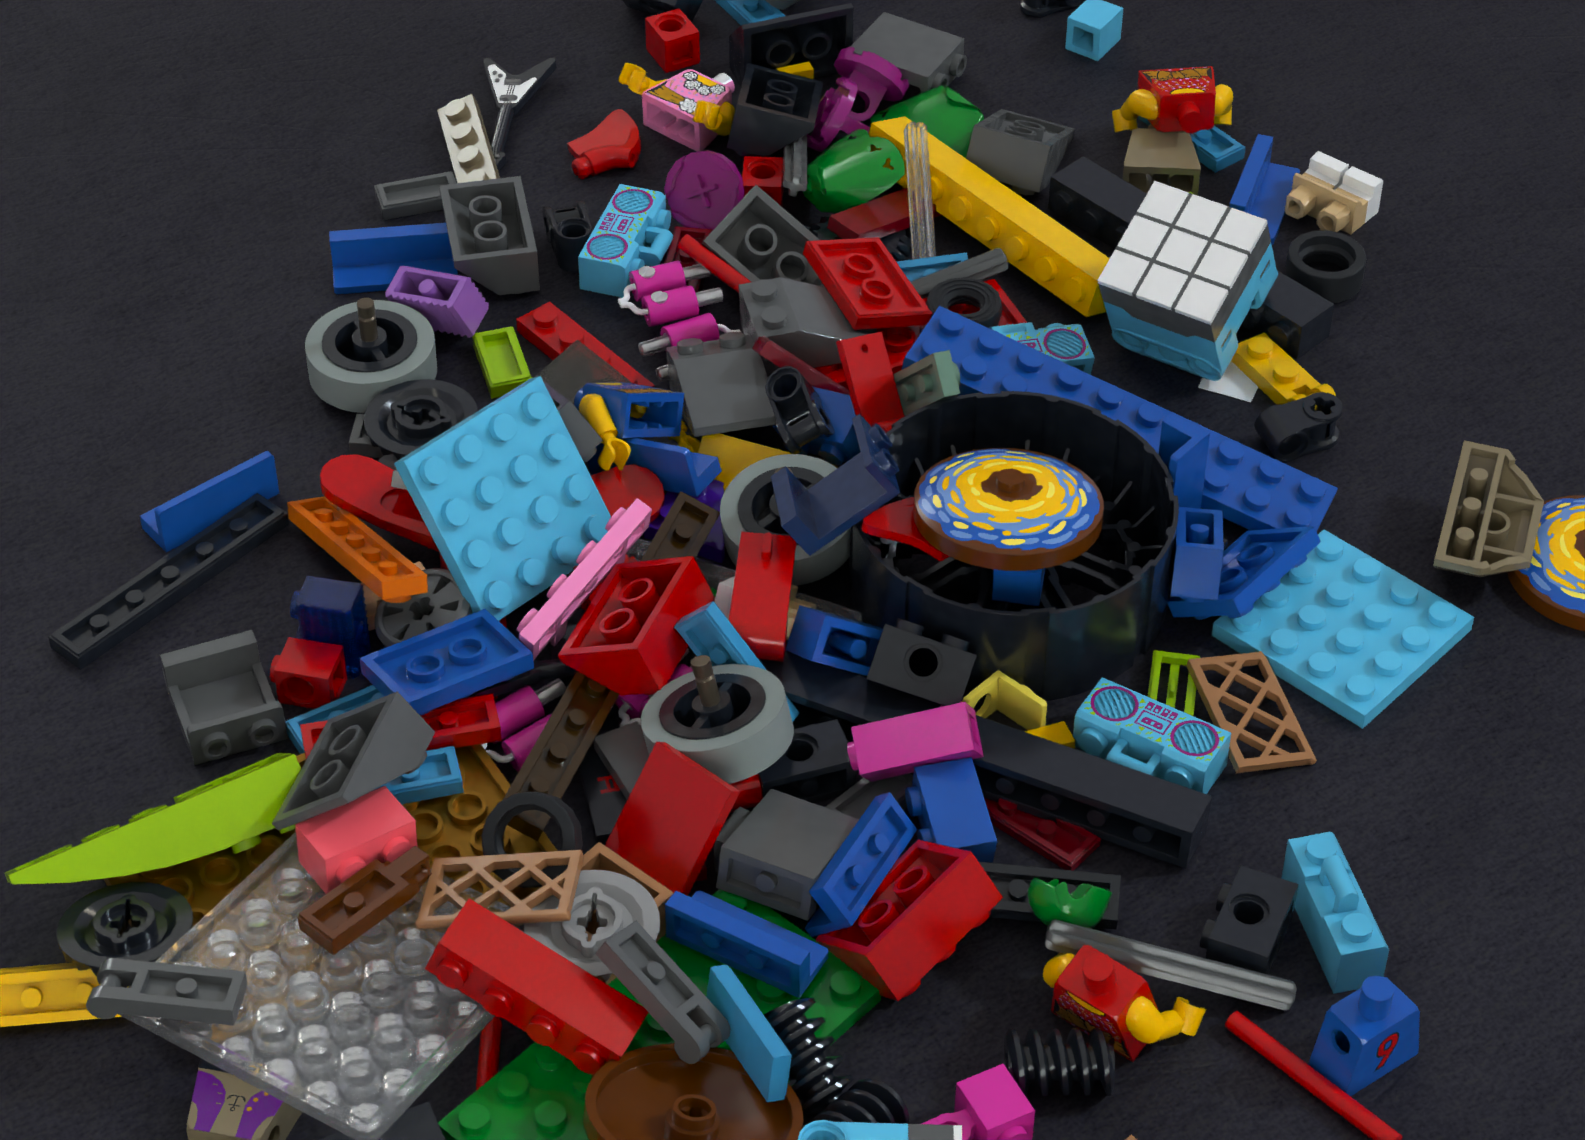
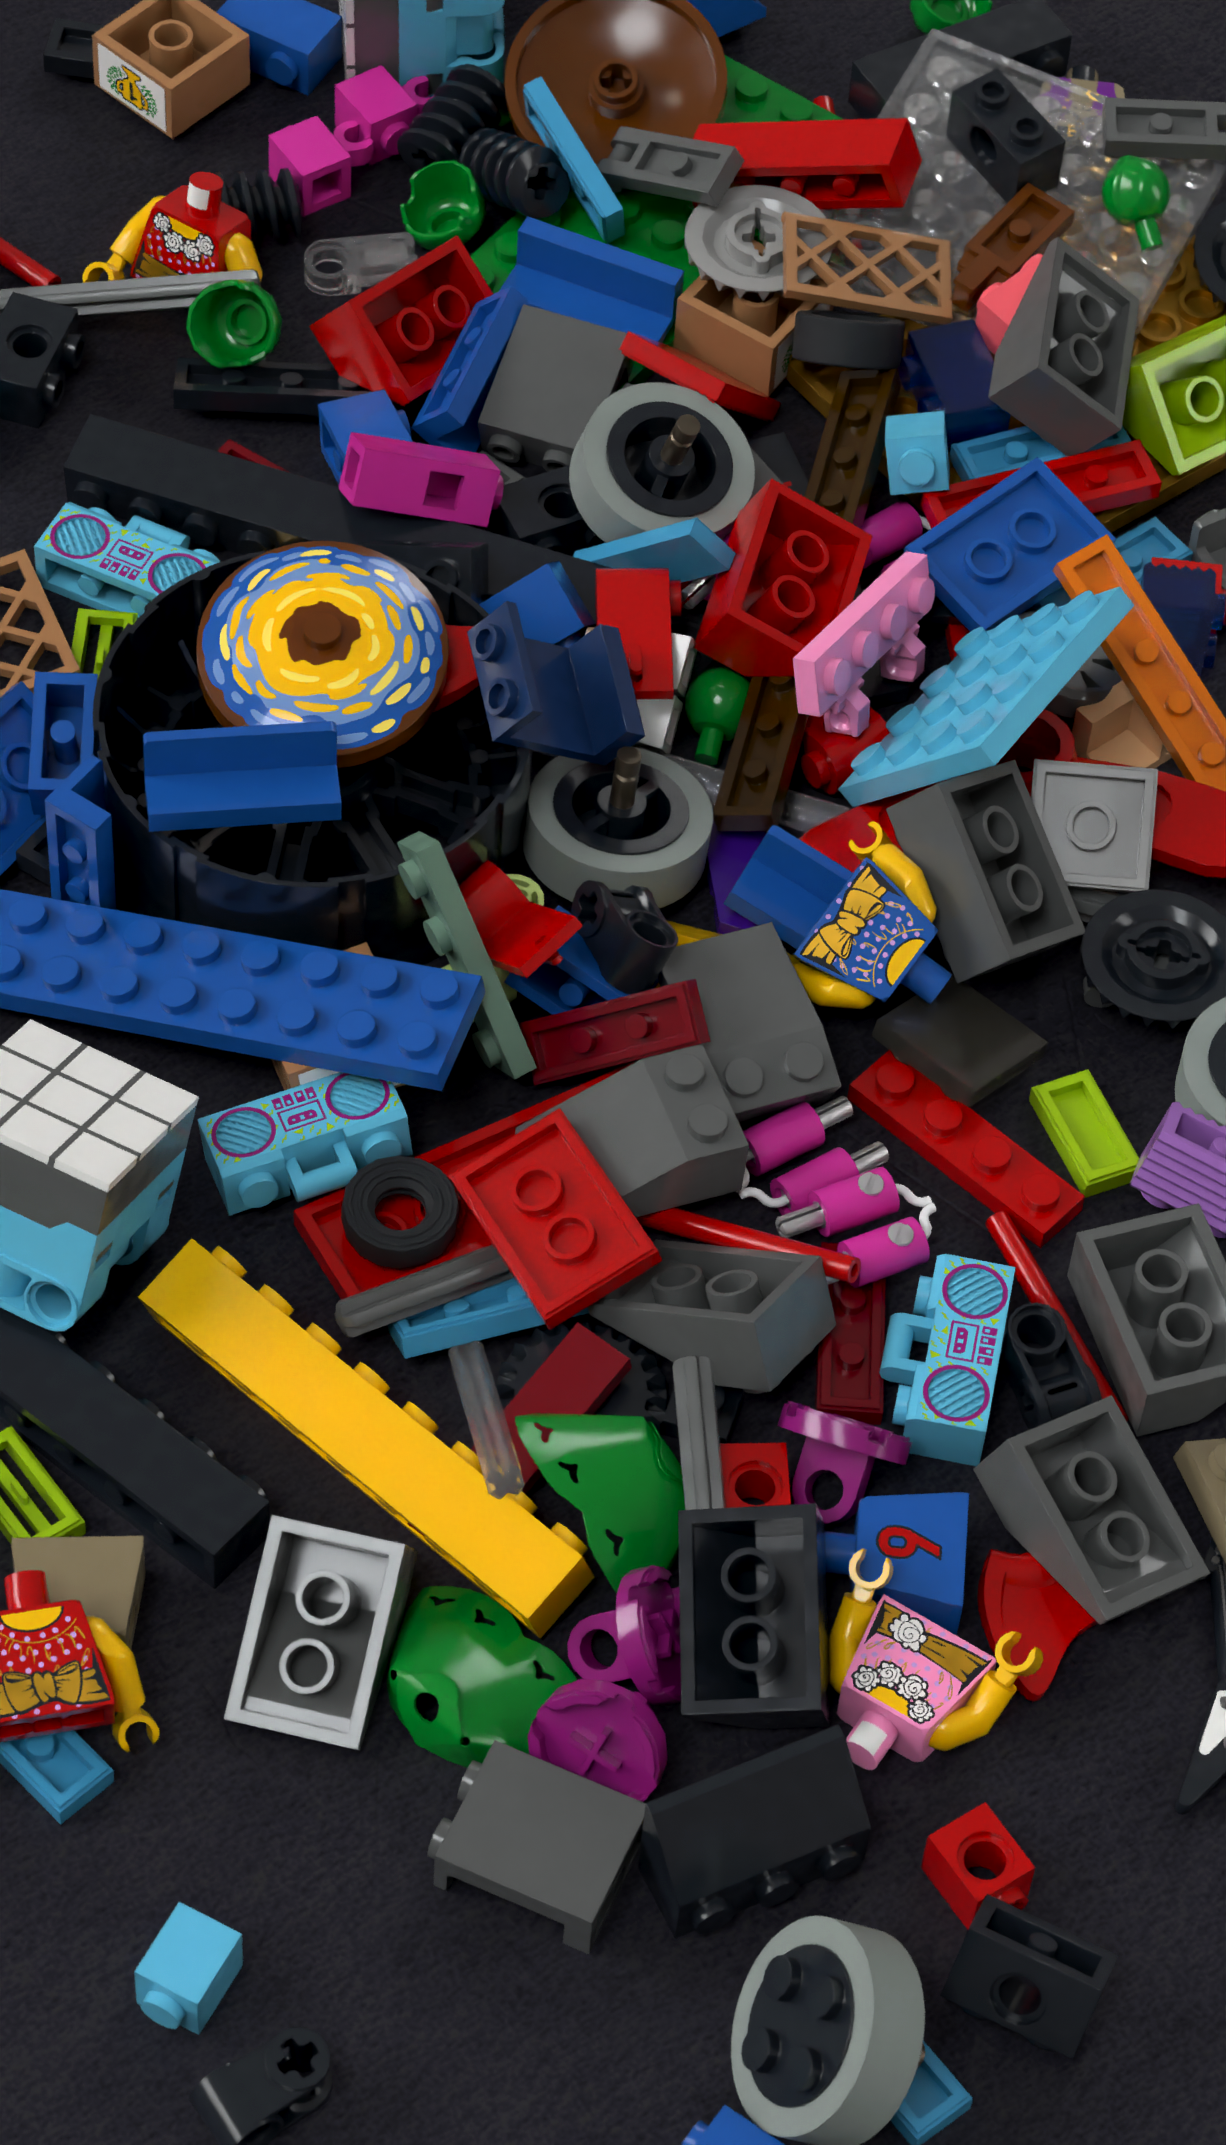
camera: 170 degrees right, 10 degrees up
(236, 924) = (1136, 196): none -> green piece
(341, 979) = (1004, 135): none -> black brick
(445, 812) = (952, 373): none -> clear blue brick
(498, 744) = (917, 452): none -> medium azure brick
(554, 271) = (1038, 1288): none -> red piece
(569, 157) = (1092, 1511): none -> dark grey slope
(669, 141) = (926, 1547): none -> blue torso
(869, 1048) = (443, 204): none -> green hair
(944, 1025) = (364, 260): none -> clear piece
(1074, 435) = (241, 776): none -> blue panel

